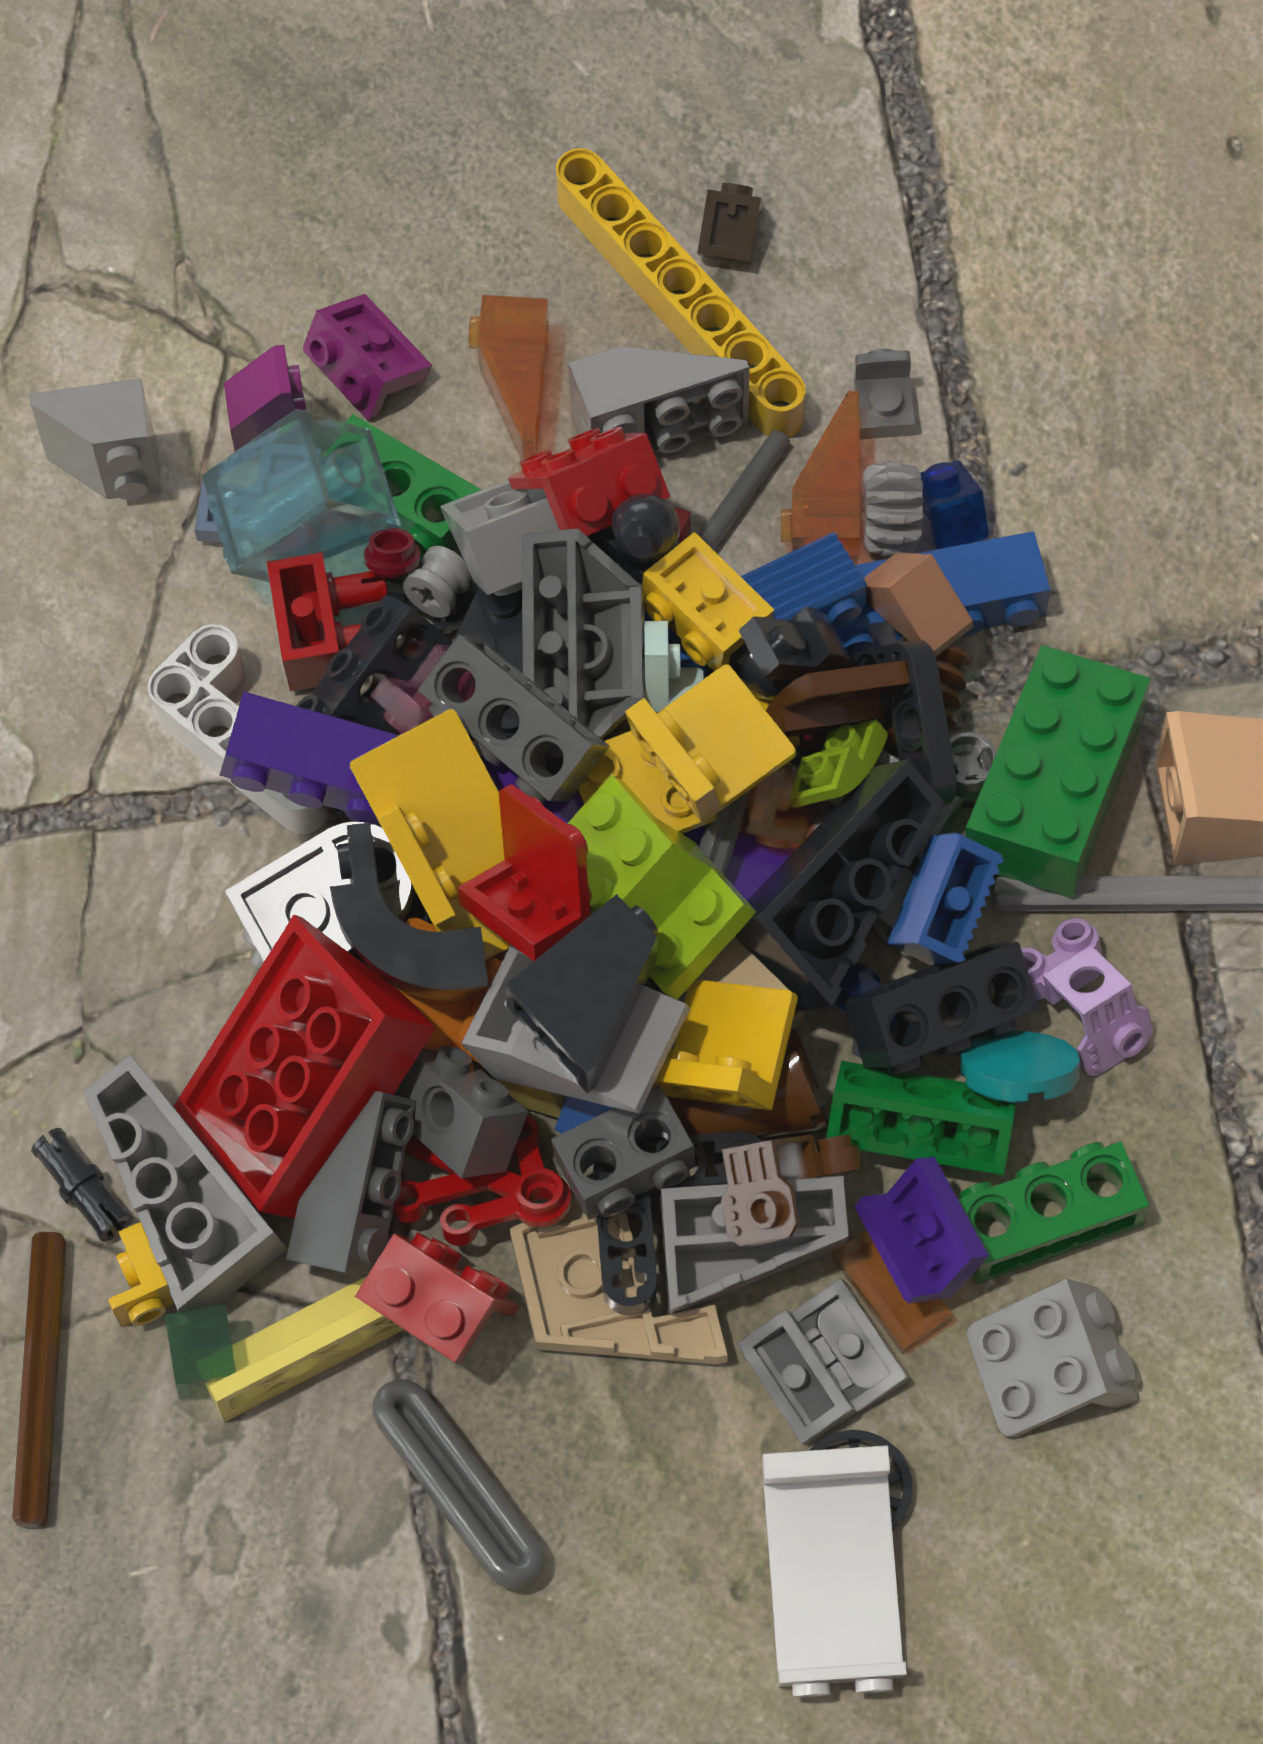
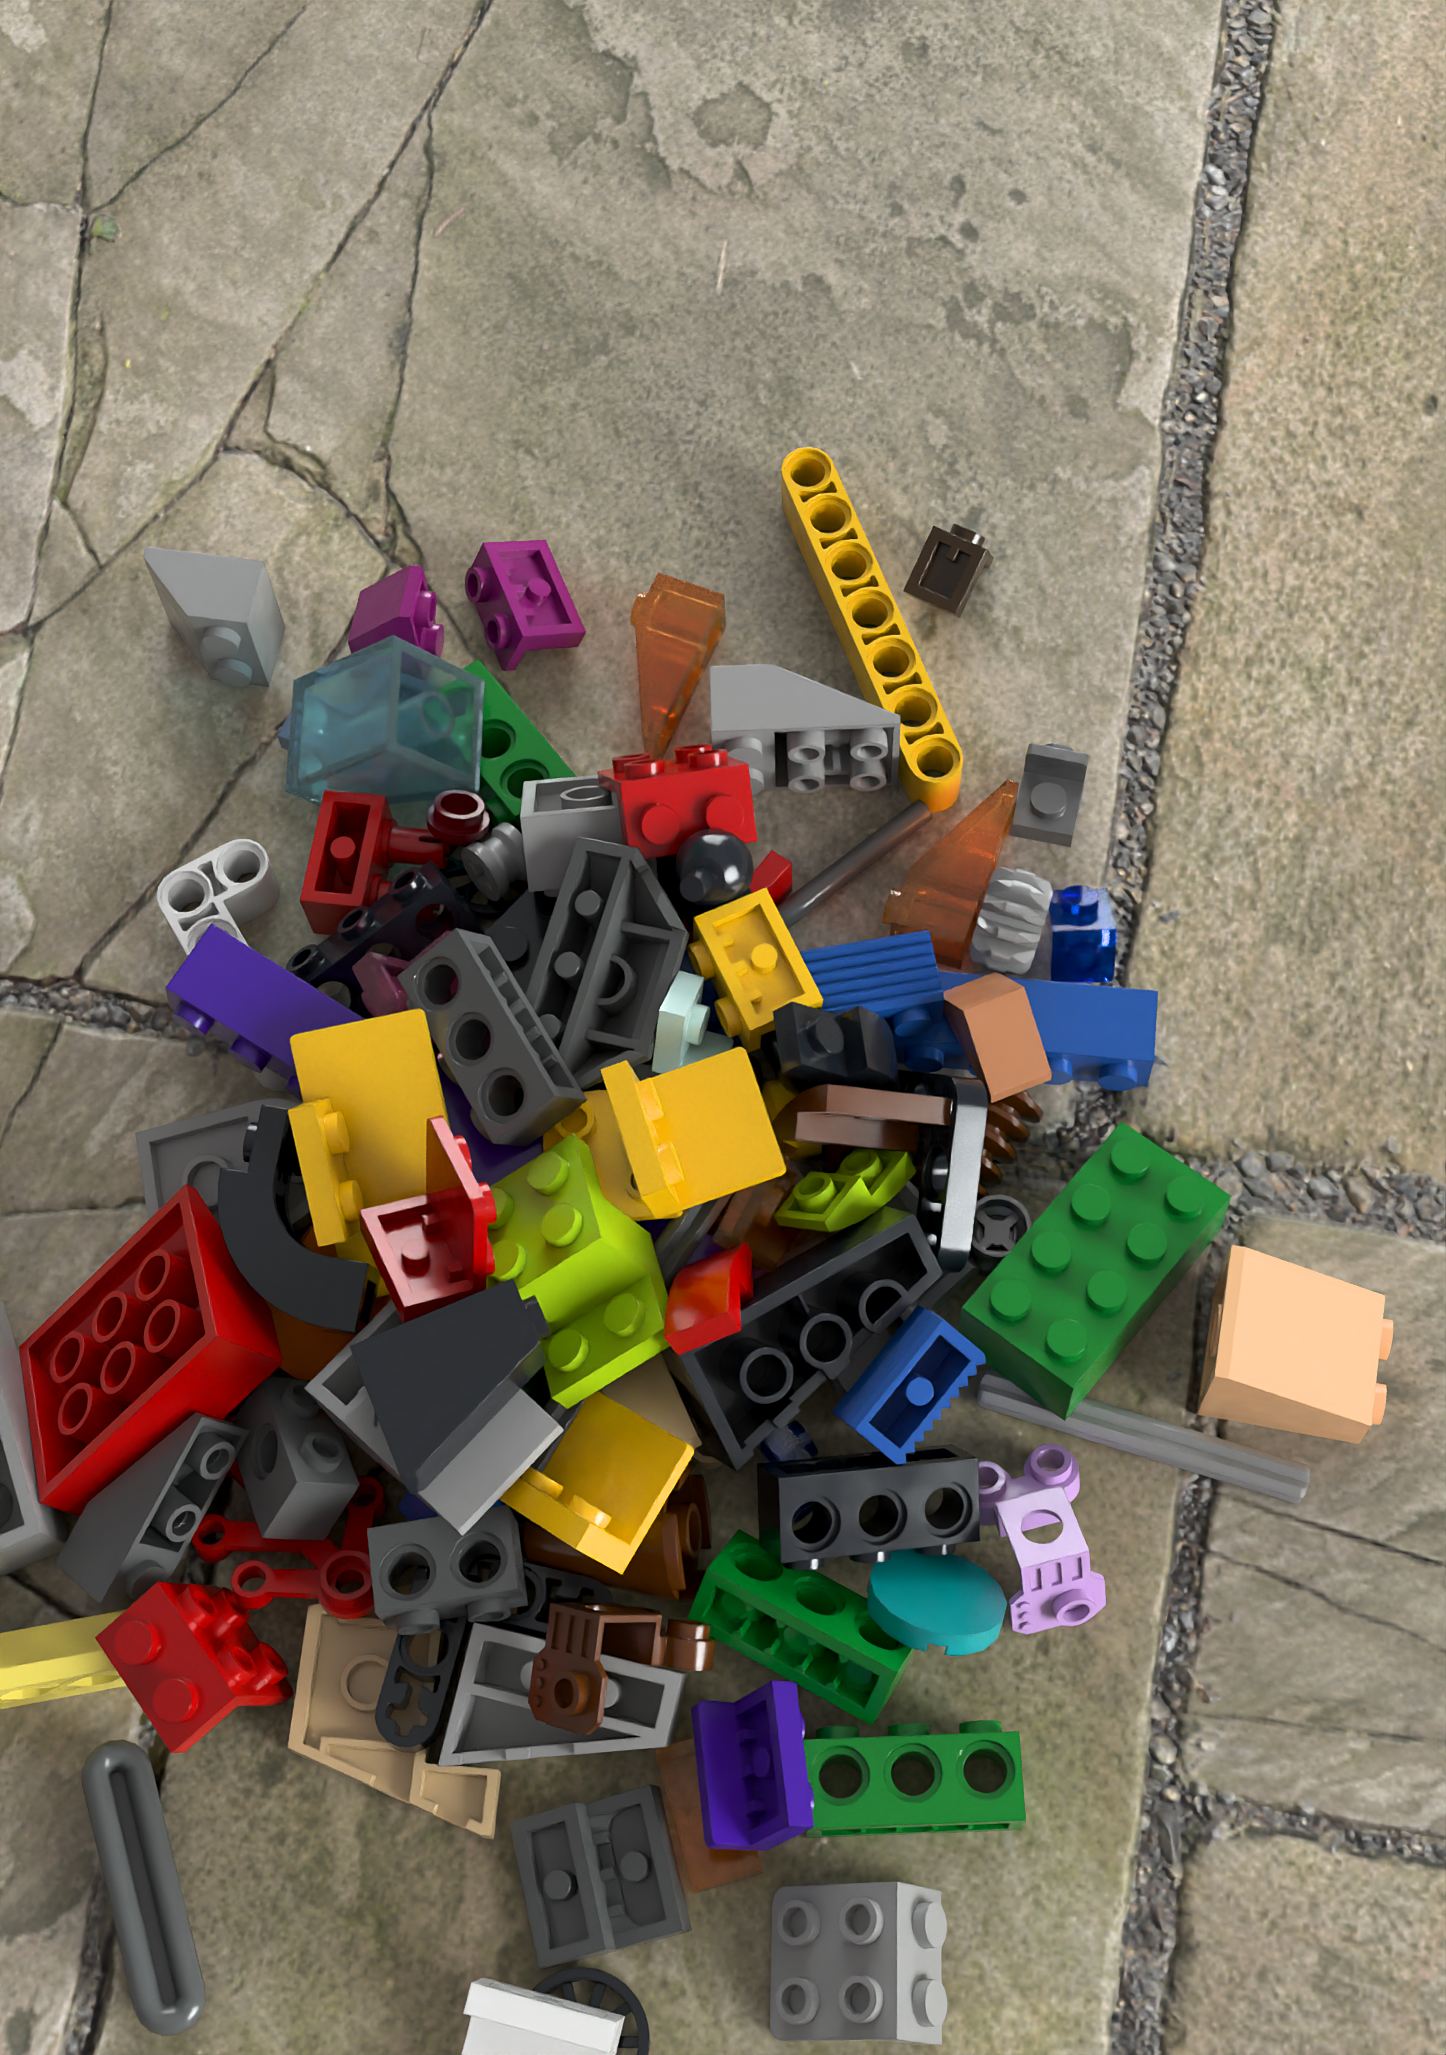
camera: 20 degrees right, 0 degrees up
(767, 873) = (707, 1299): none -> red slope

